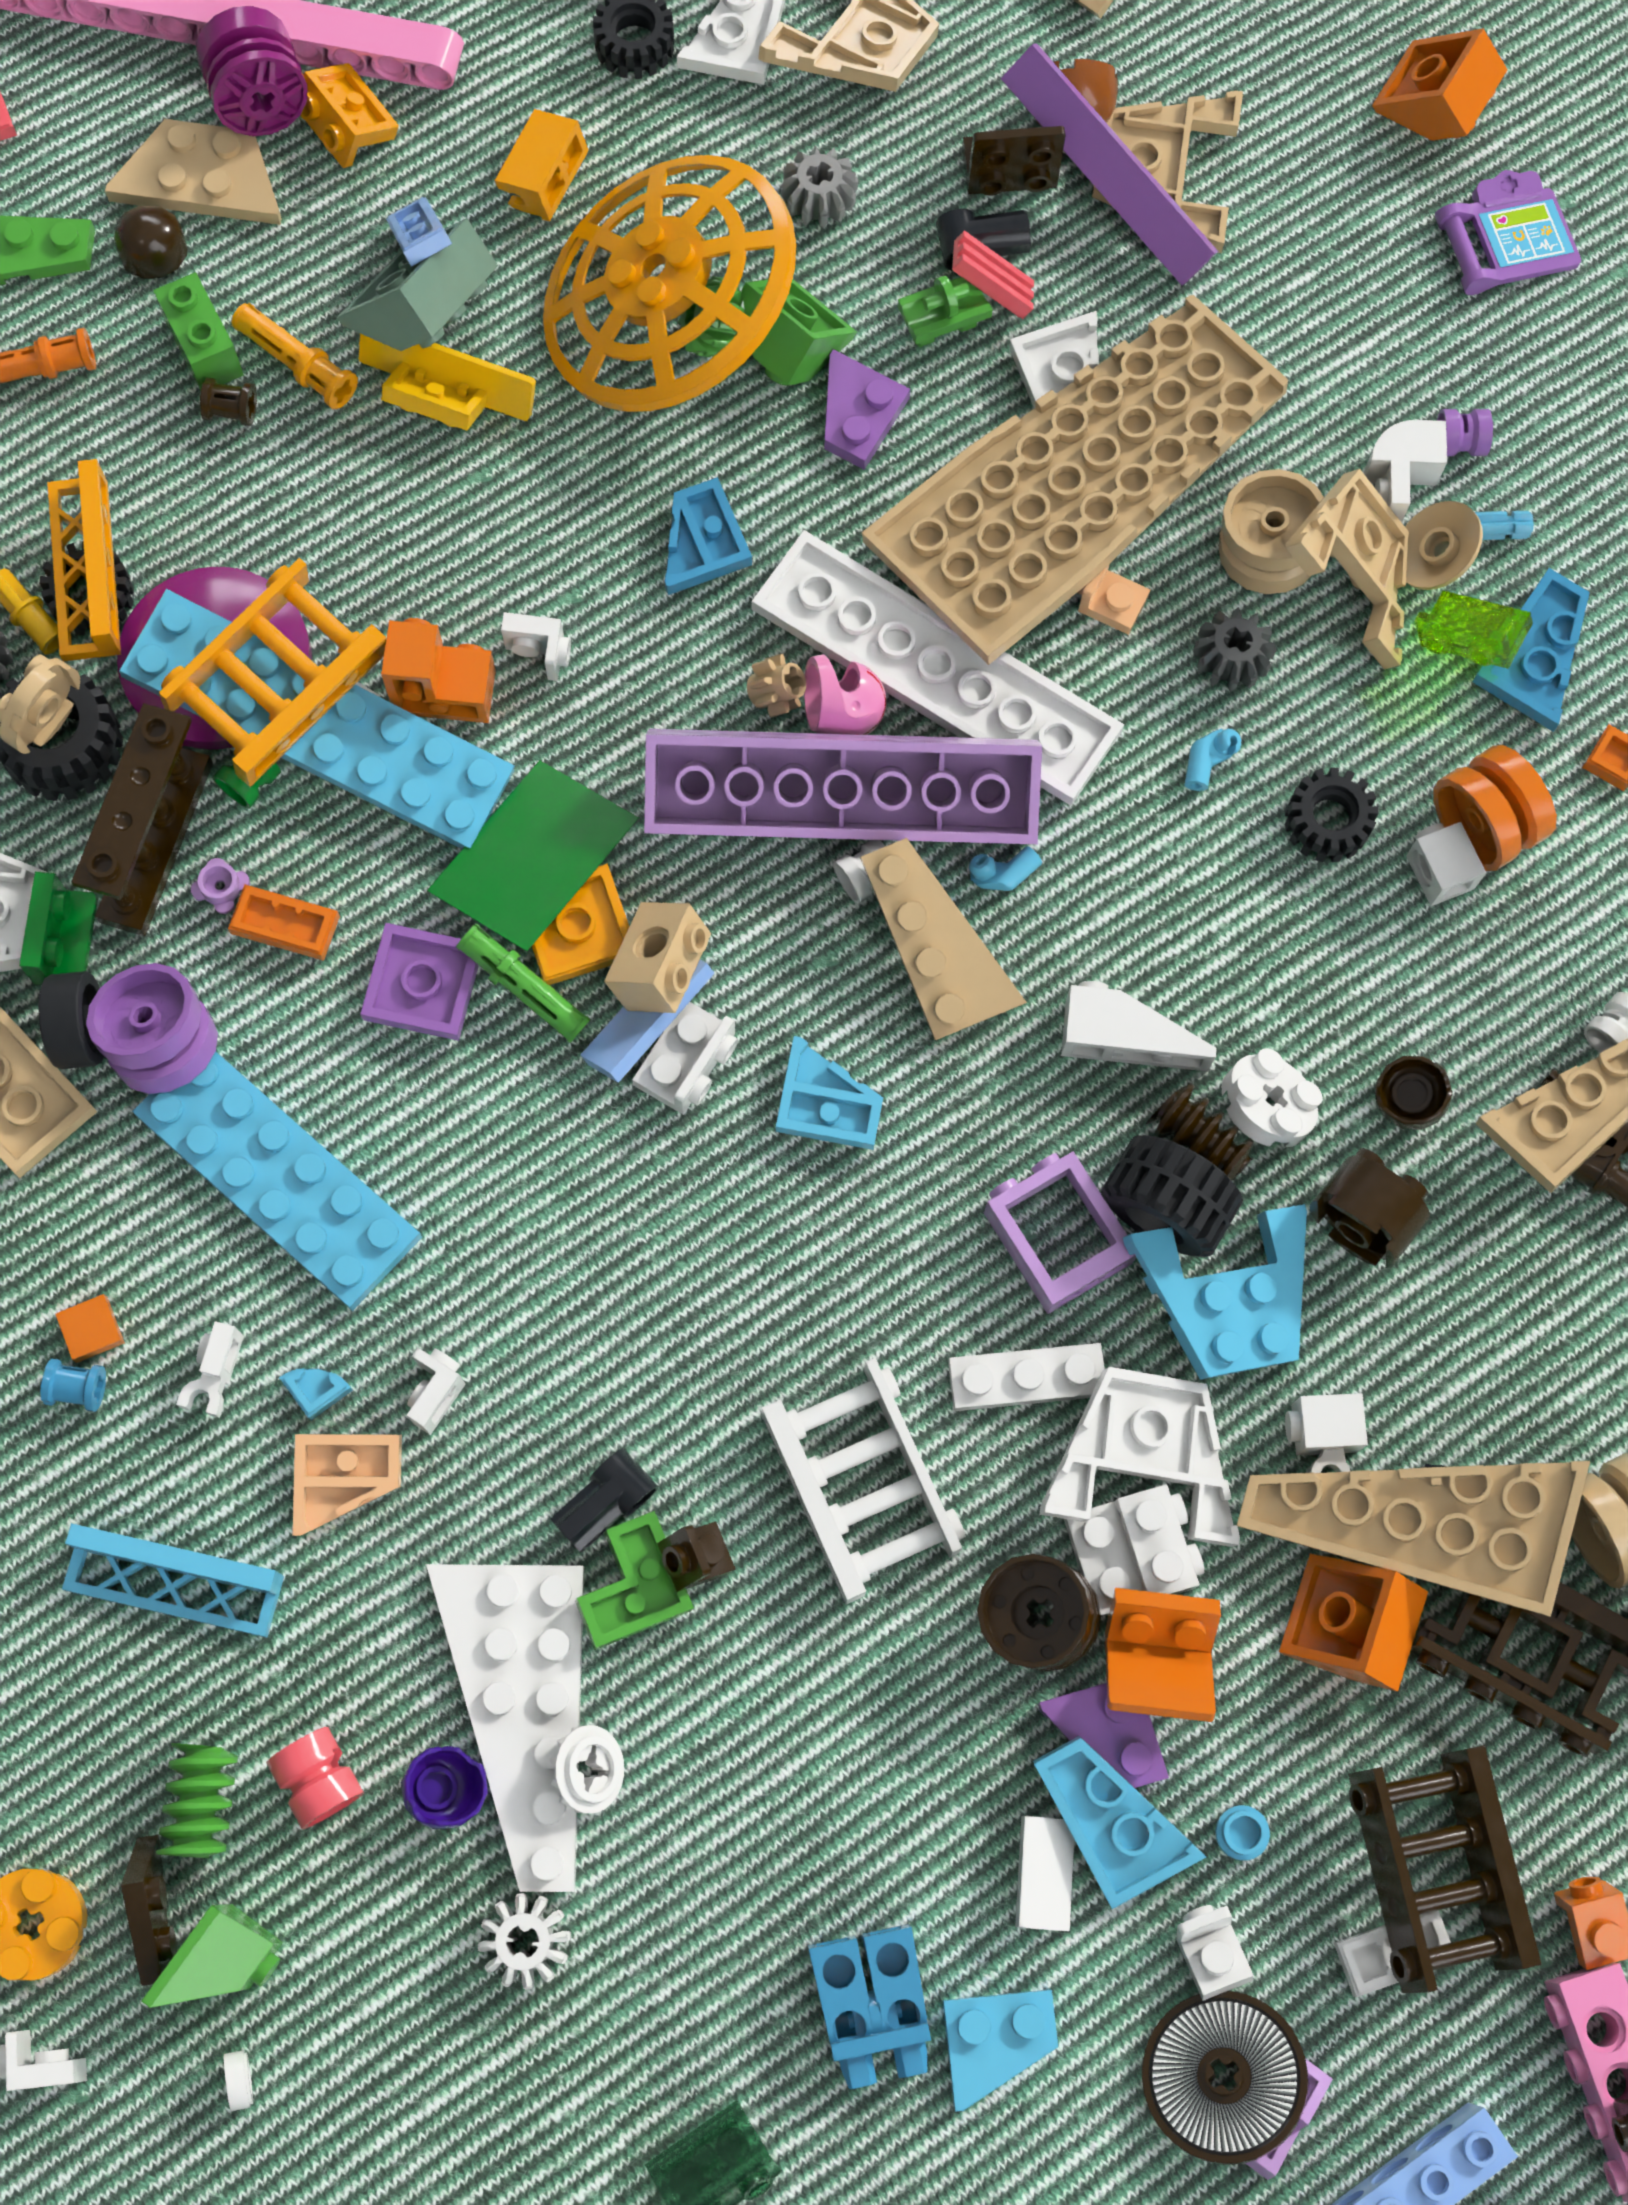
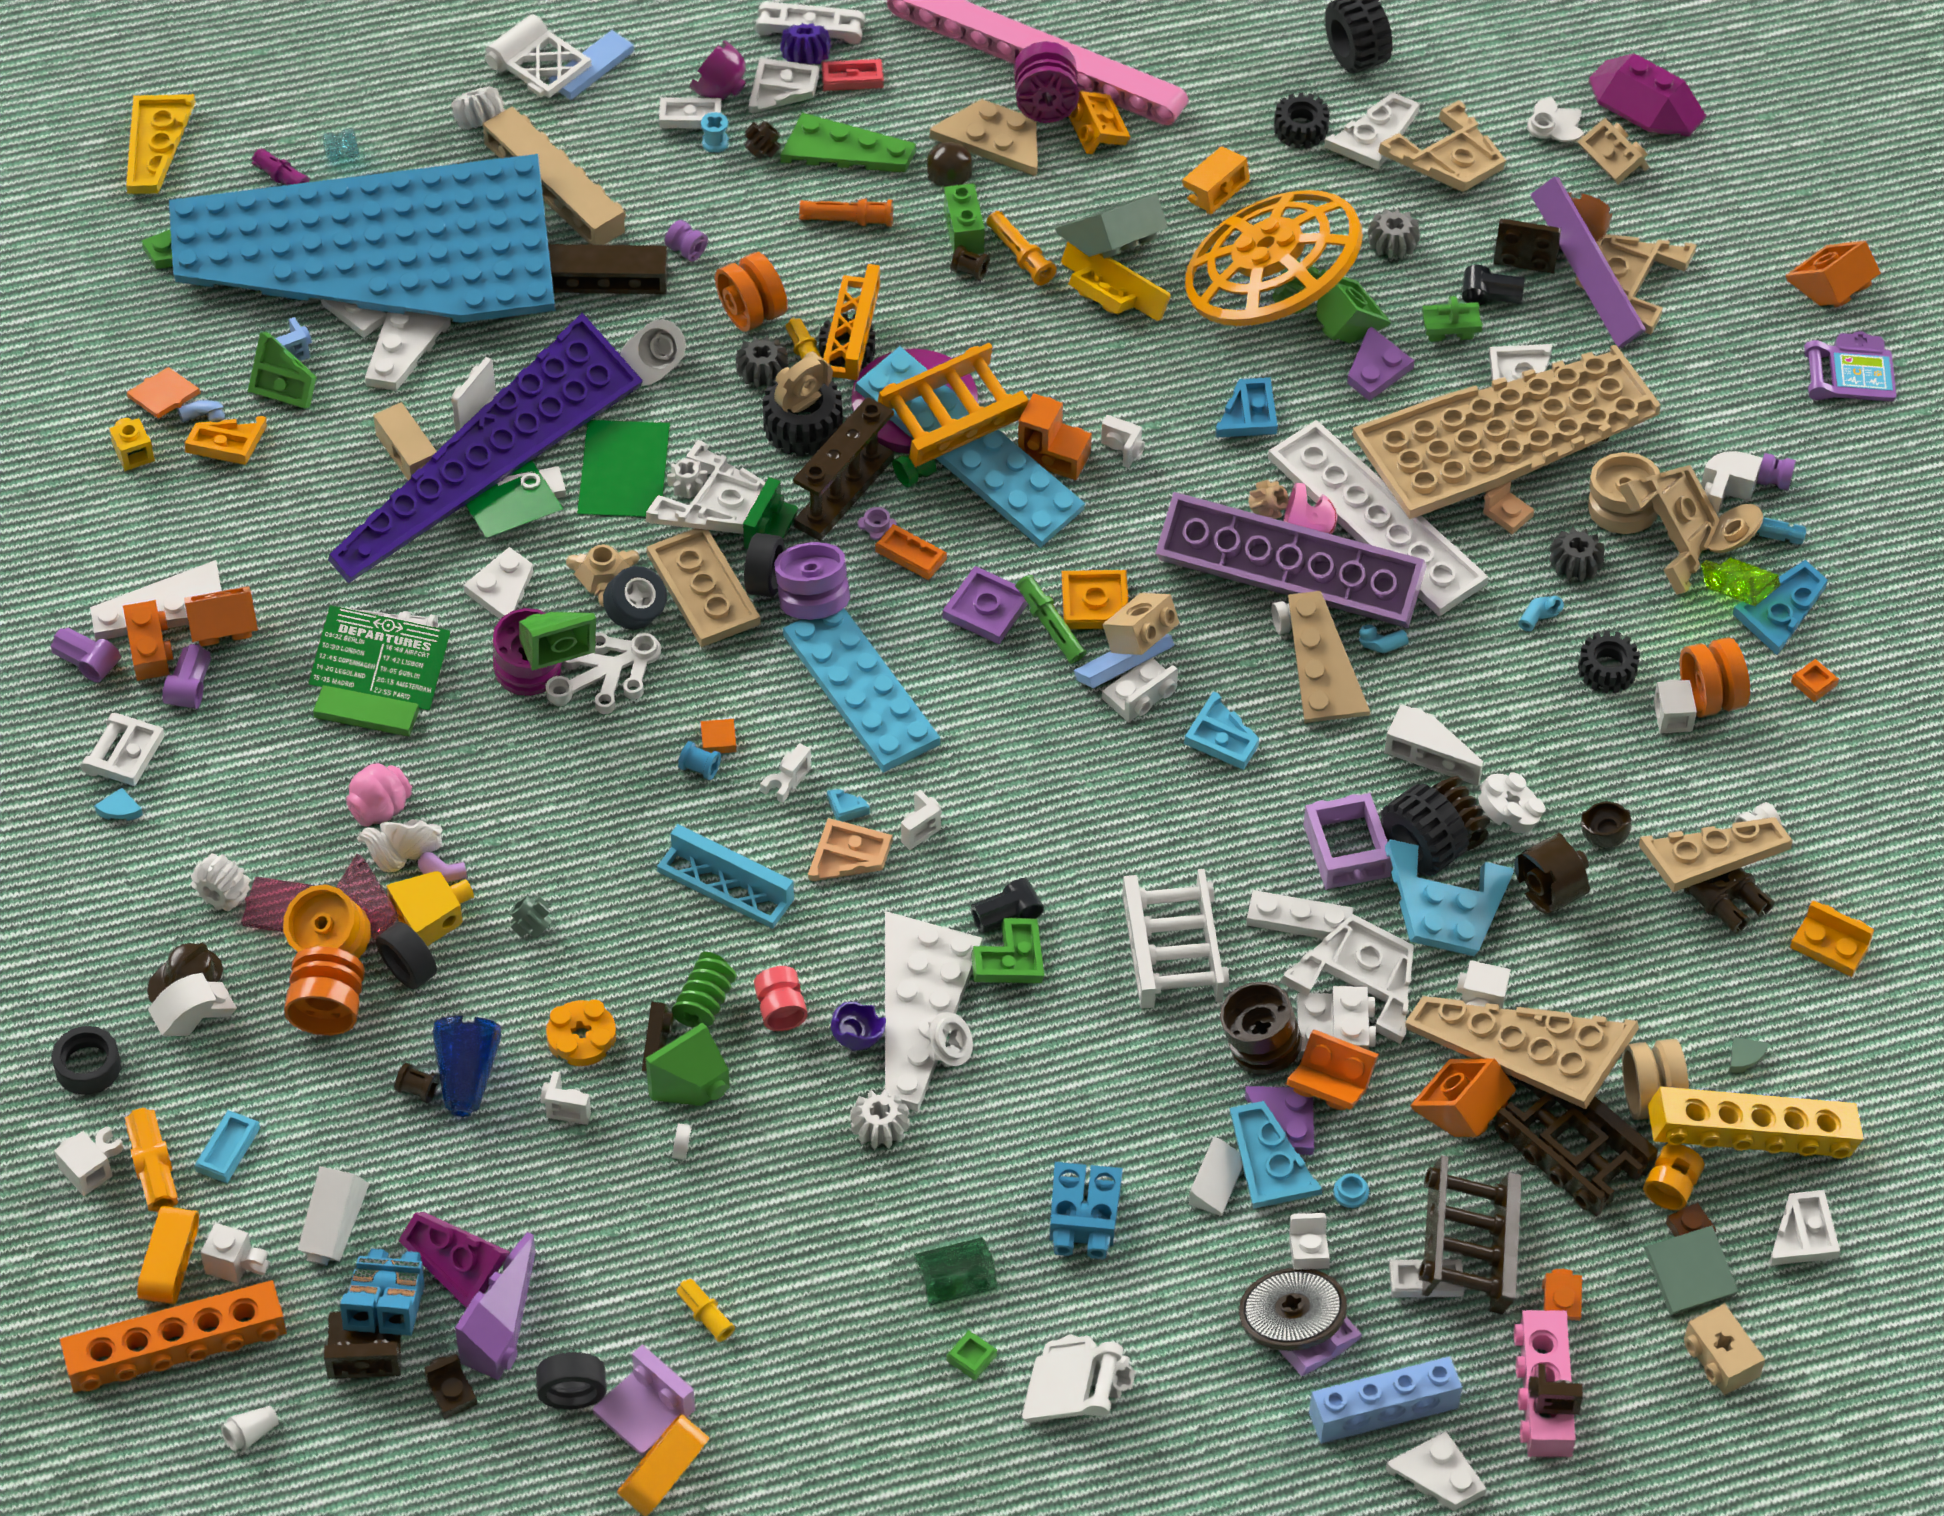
camera: 20 degrees right, 20 degrees down
(418, 231) = (1123, 193): light blue tile -> none
(533, 855) = (1081, 554): green sticker -> none
(695, 1556) = (1054, 948): dark brown bracket -> none
(993, 275) = (1490, 307): coral tile -> none
(996, 2040) = (1156, 1255): medium azure wing -> none

